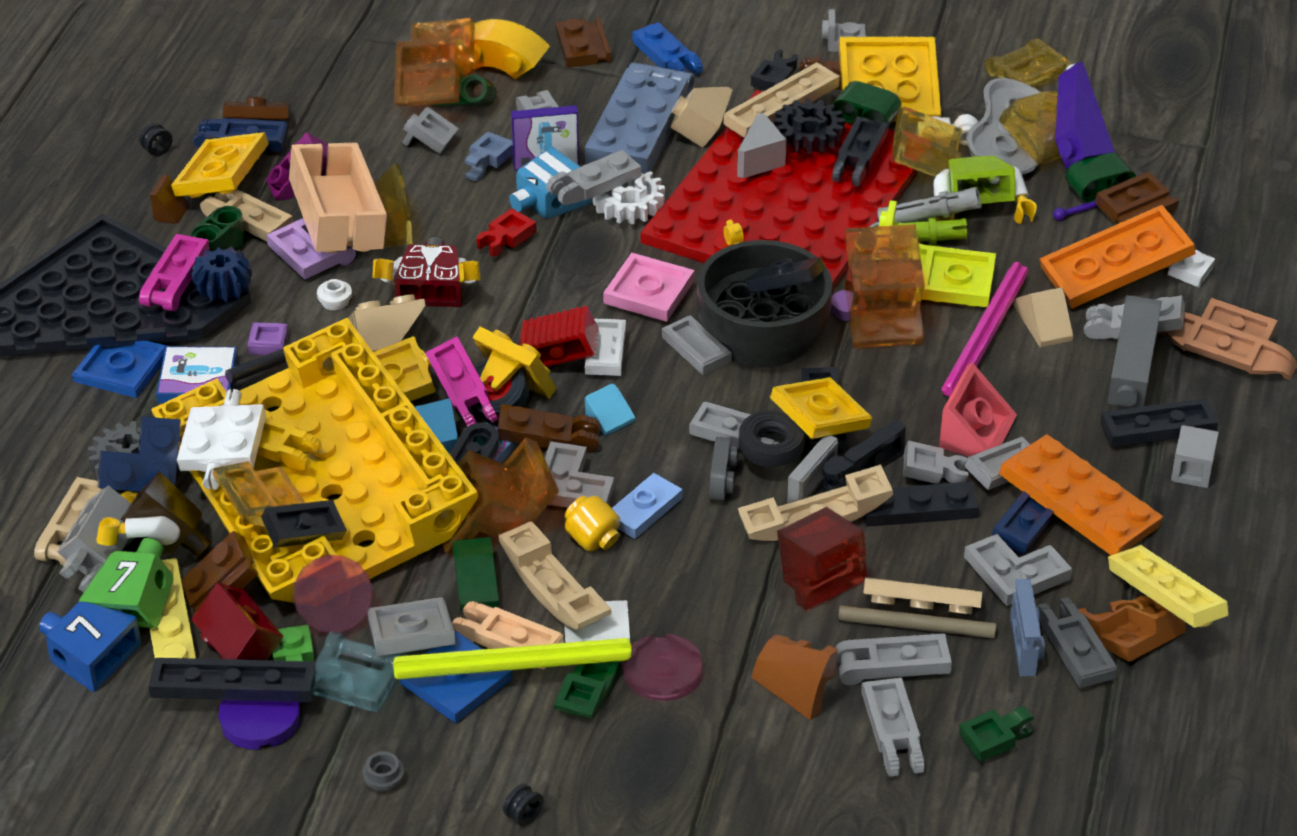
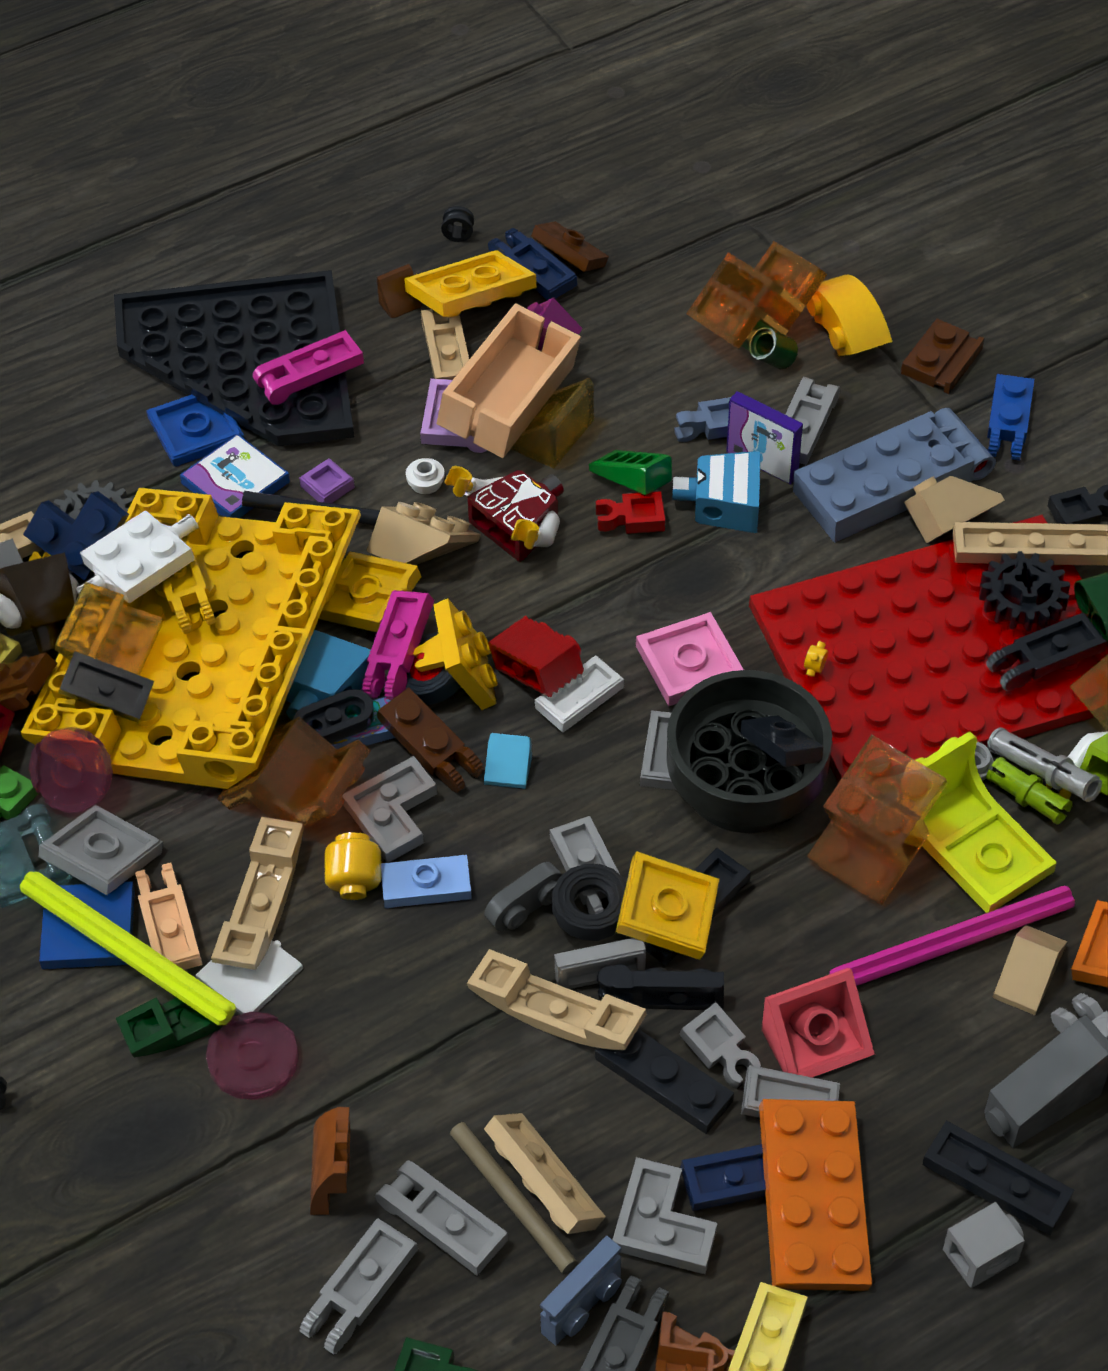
camera: 45 degrees right, 10 degrees up
(221, 274) = (337, 394): dark blue gear -> none
(222, 229) = (394, 354): dark green beam -> none
(430, 129) = (689, 362): light grey bracket -> none
(475, 572) = (206, 840): dark green slope -> none
(480, 205) = (635, 470): none -> green slope
(594, 178) = (749, 511): light grey hinge -> none
(632, 199) = (782, 549): white gear -> none
(761, 149) = (944, 583): light grey slope -> none
(822, 556) = (486, 1060): clear red plate -> none

